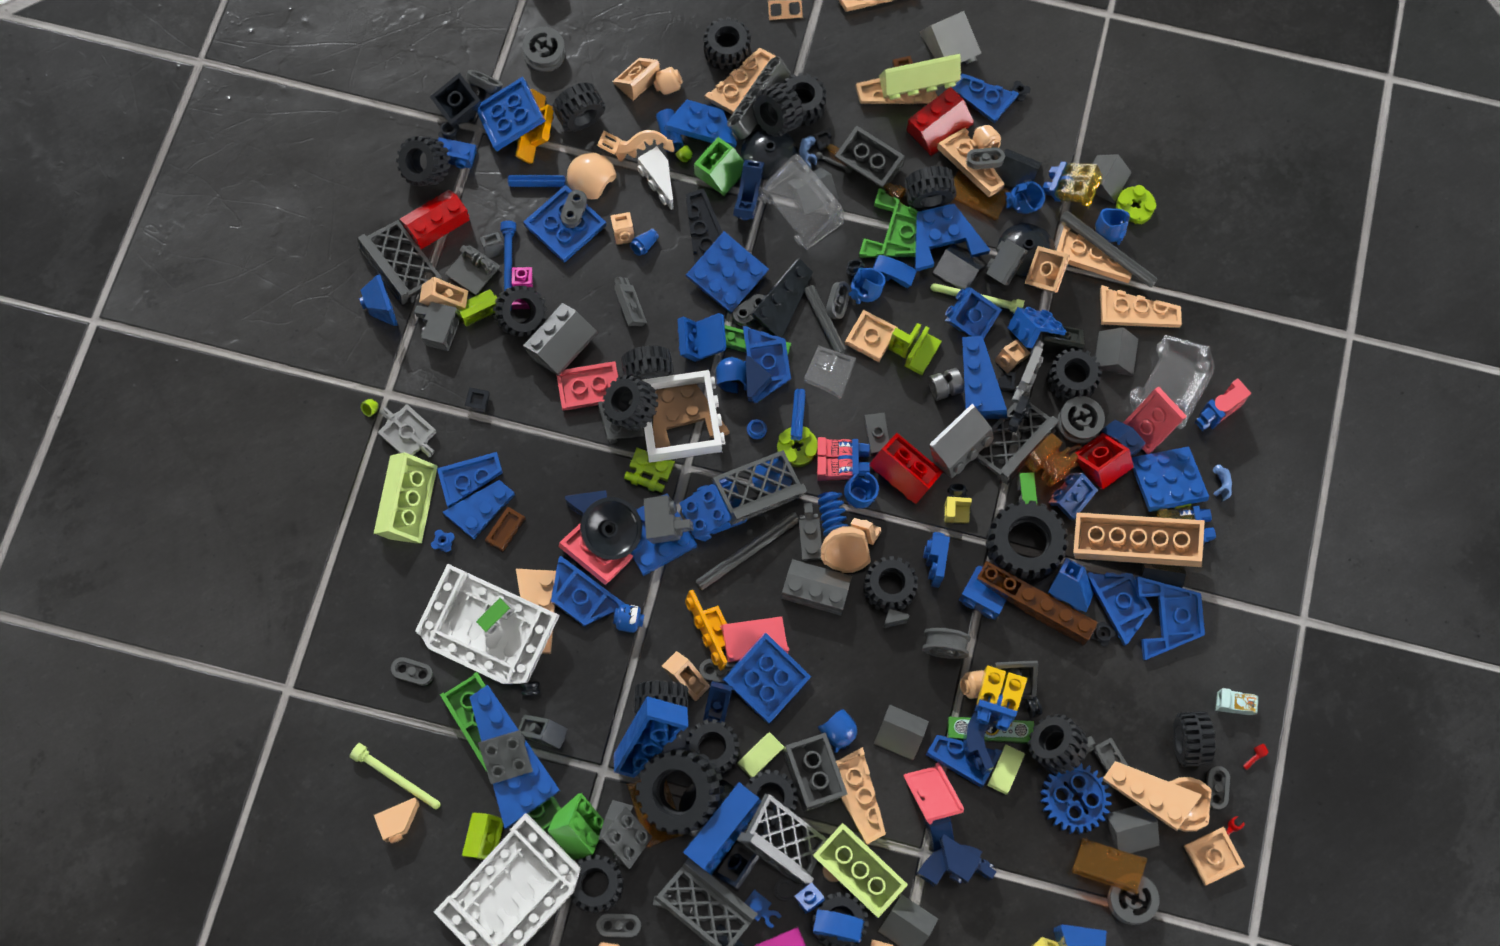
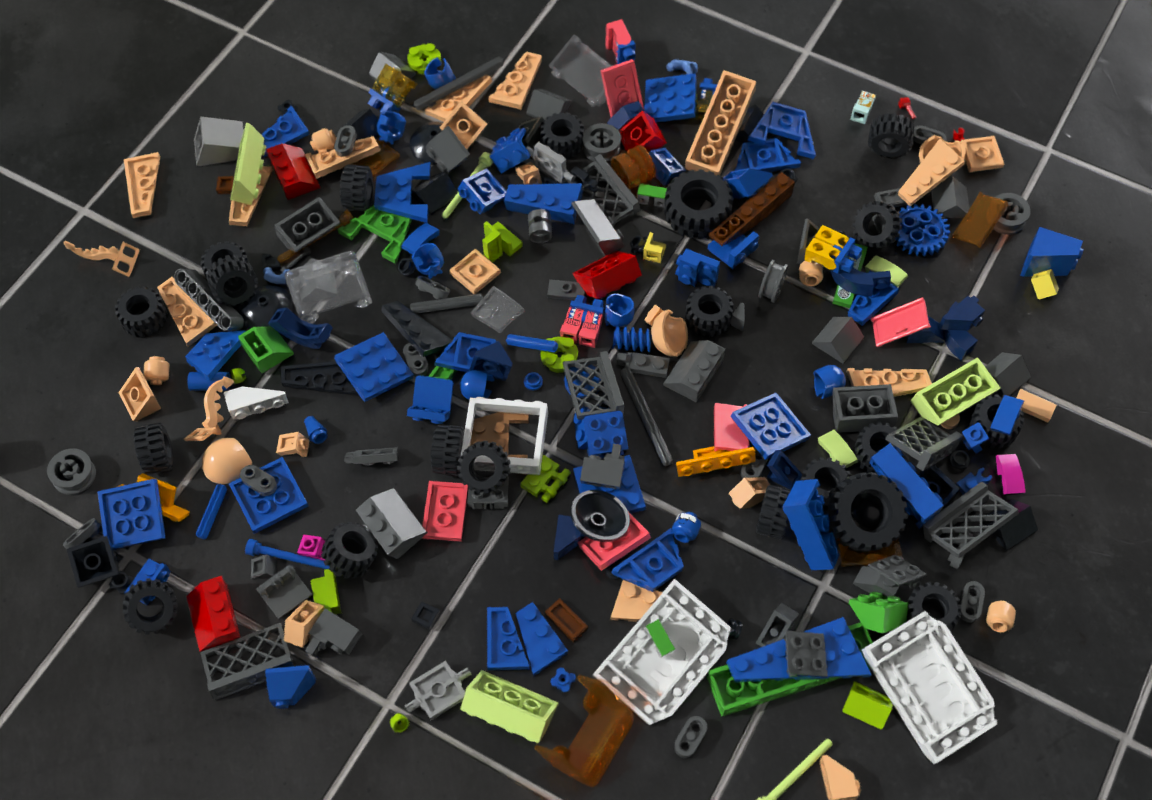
camera: 70 degrees left, 10 degrees down
(385, 584) = (598, 737): none -> clear orange windscreen

